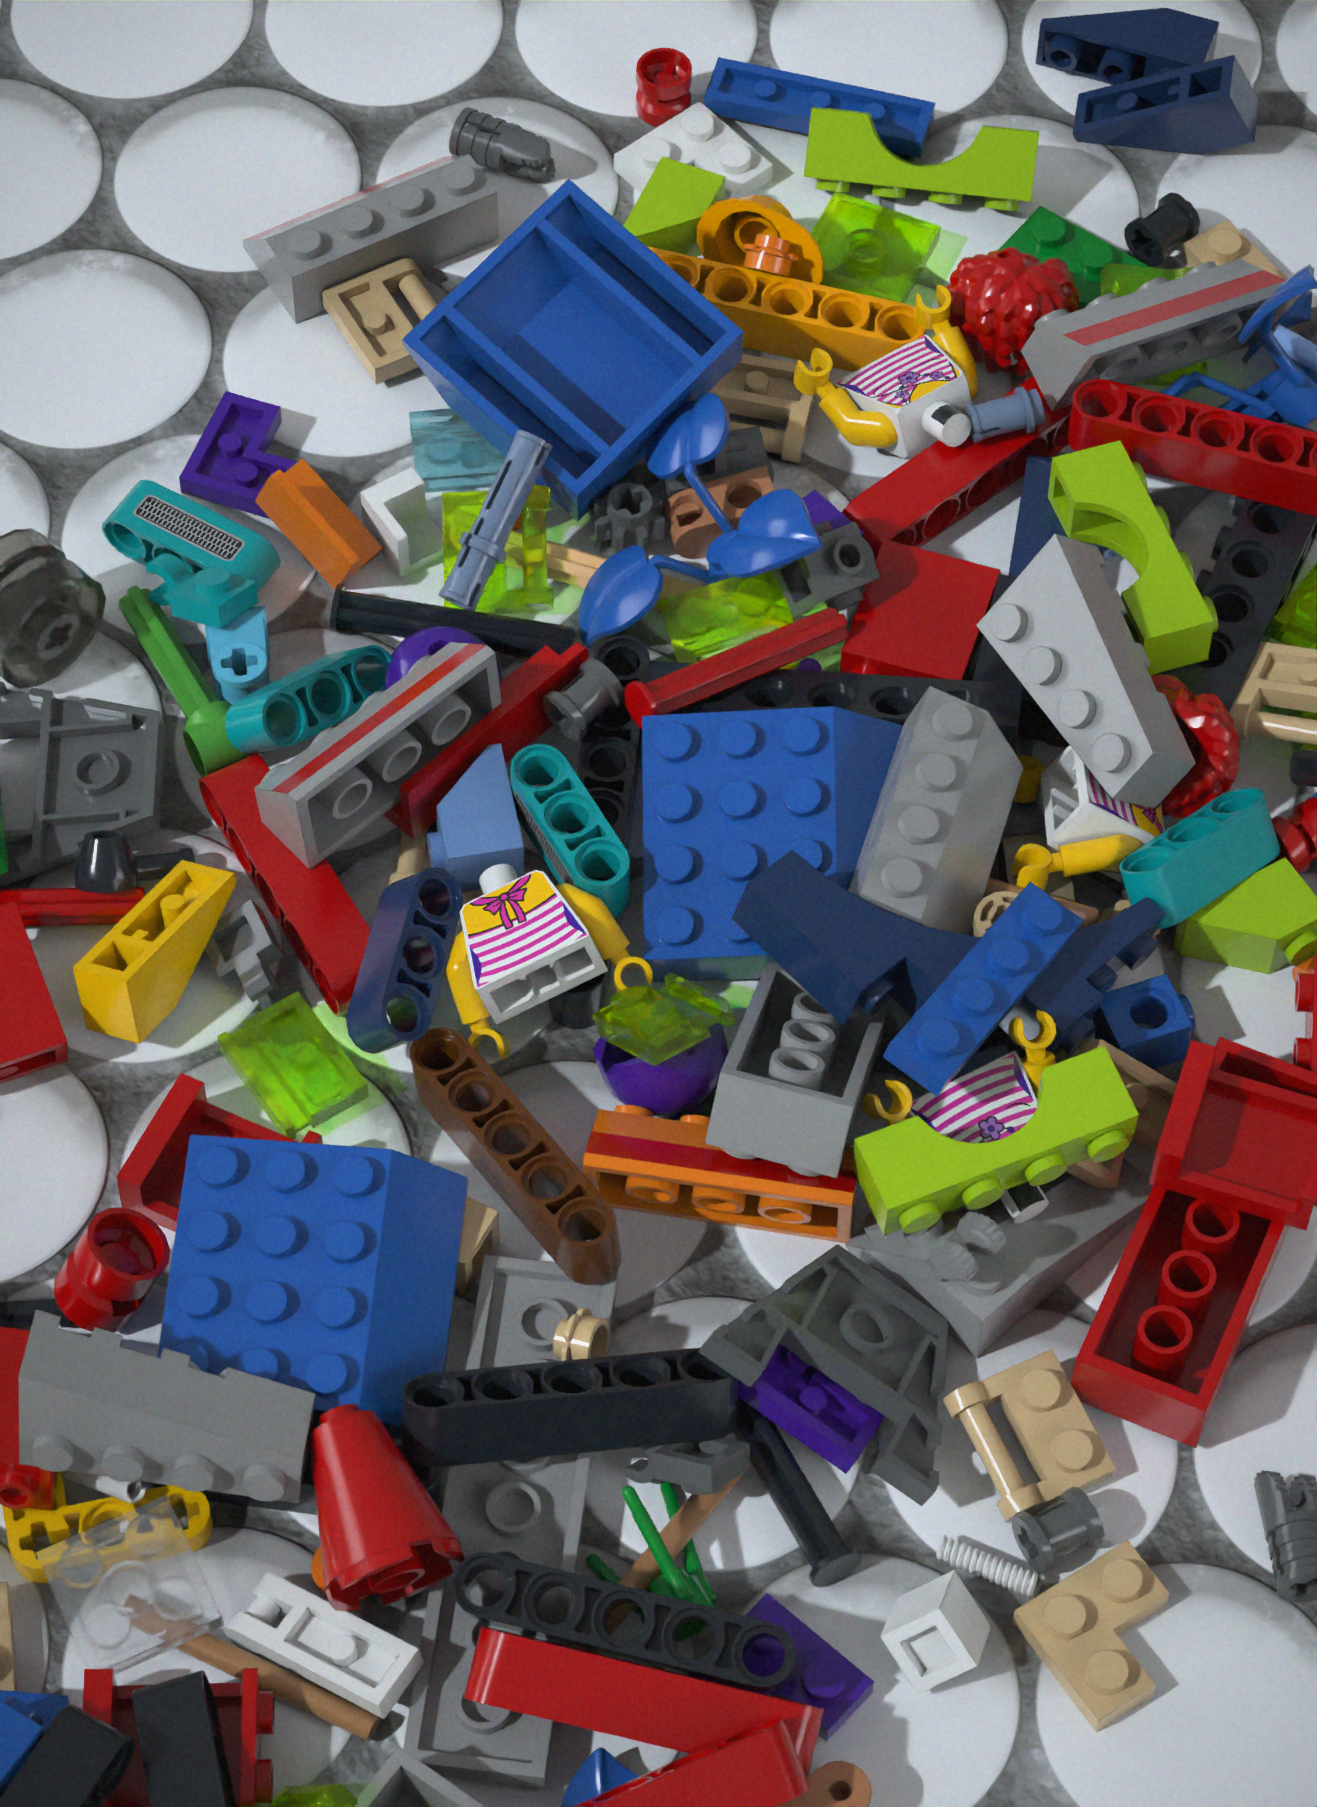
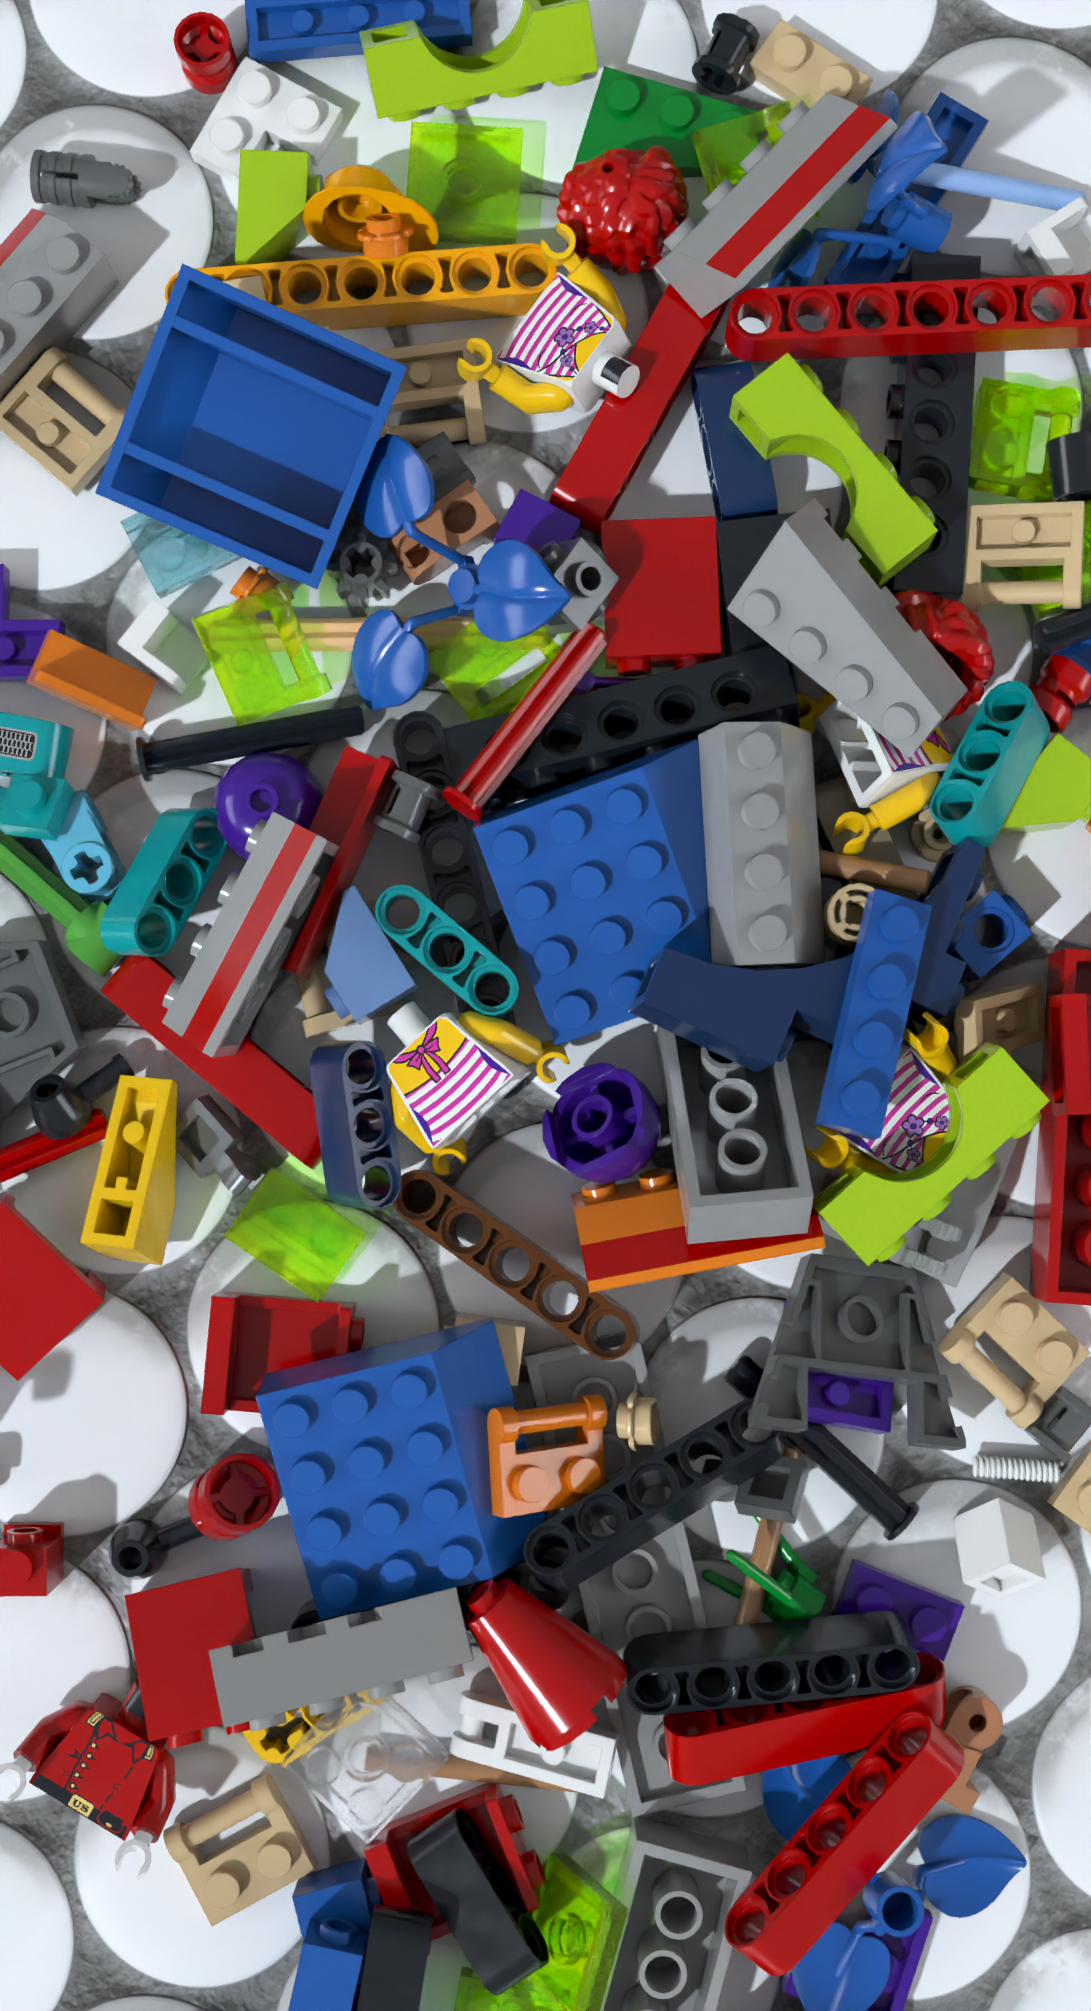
camera: 15 degrees left, 30 degrees up
(443, 1338) = (550, 1474): none -> orange plate
(486, 540) = (255, 632): sand blue pin -> none
(663, 1020) = (598, 1111): clear neon green plate -> none
(1006, 414) = (666, 345): sand blue pin -> none

